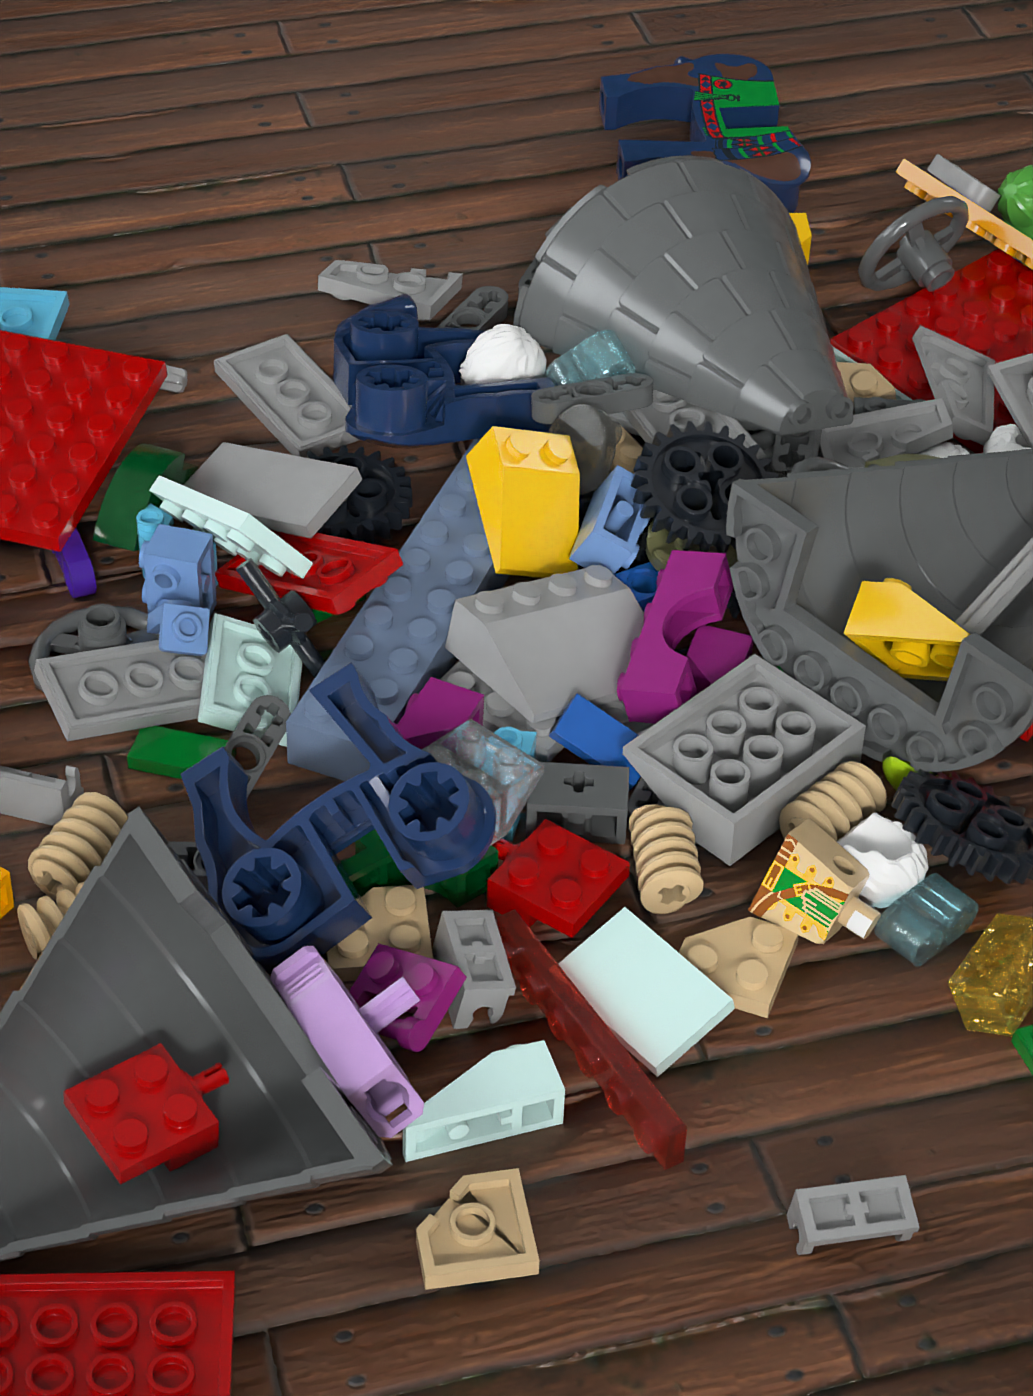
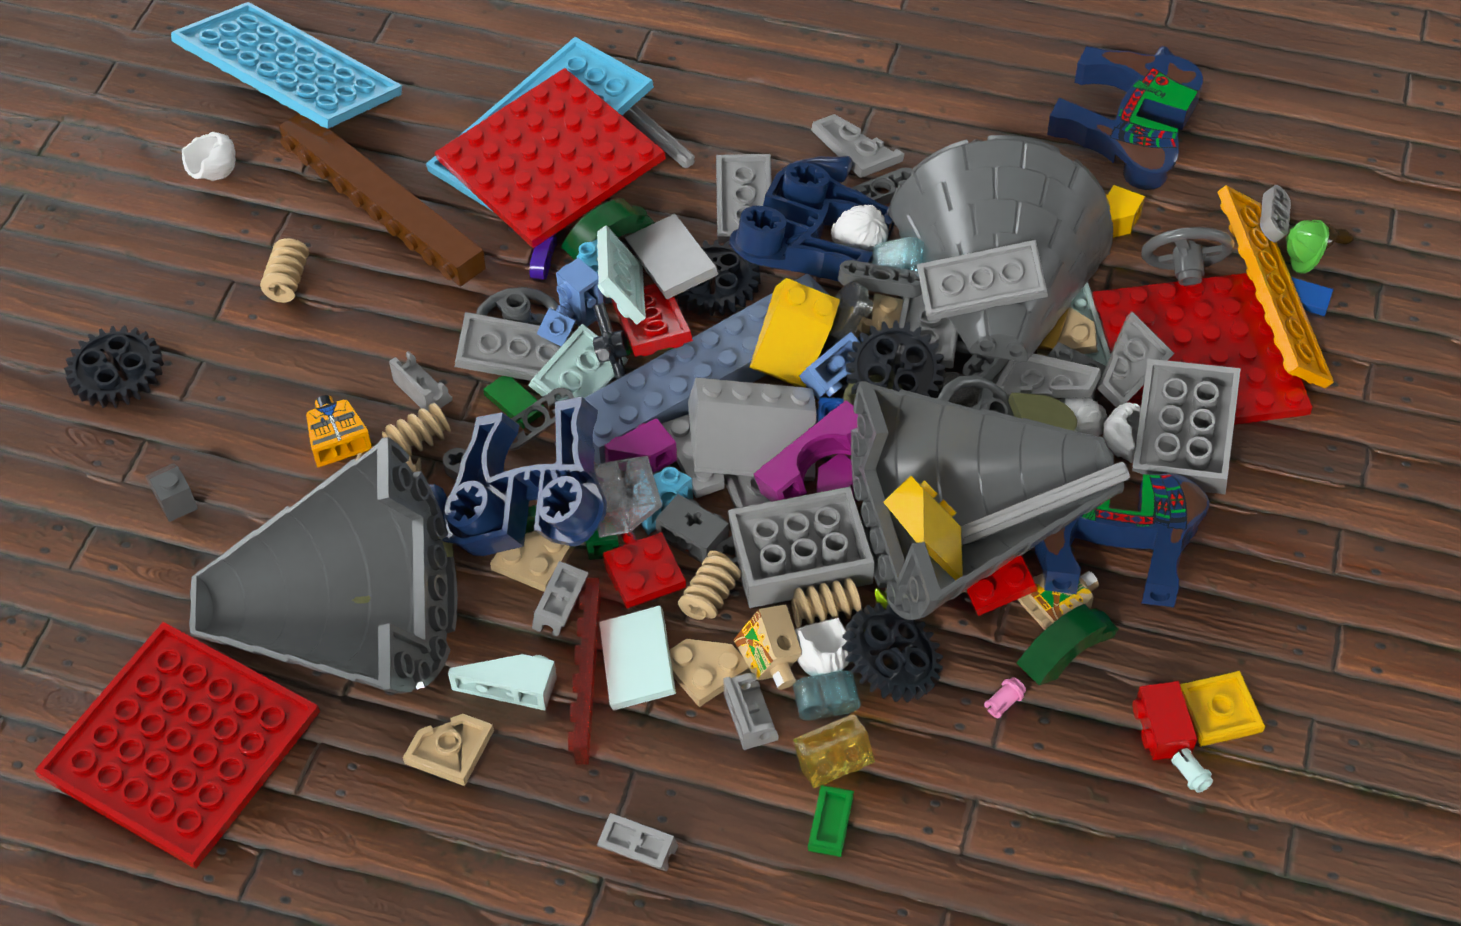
camera: 35 degrees right, 10 degrees up
(147, 1113) = (333, 600): red plate -> none
(349, 1037) = (451, 610): lavender piece -> none
(432, 981) = (514, 593): magenta plate -> none
(594, 736) = (725, 492): blue tile -> none
(746, 336) = (982, 280): none -> light grey tile
(841, 990) = (749, 711): none -> light grey hinge

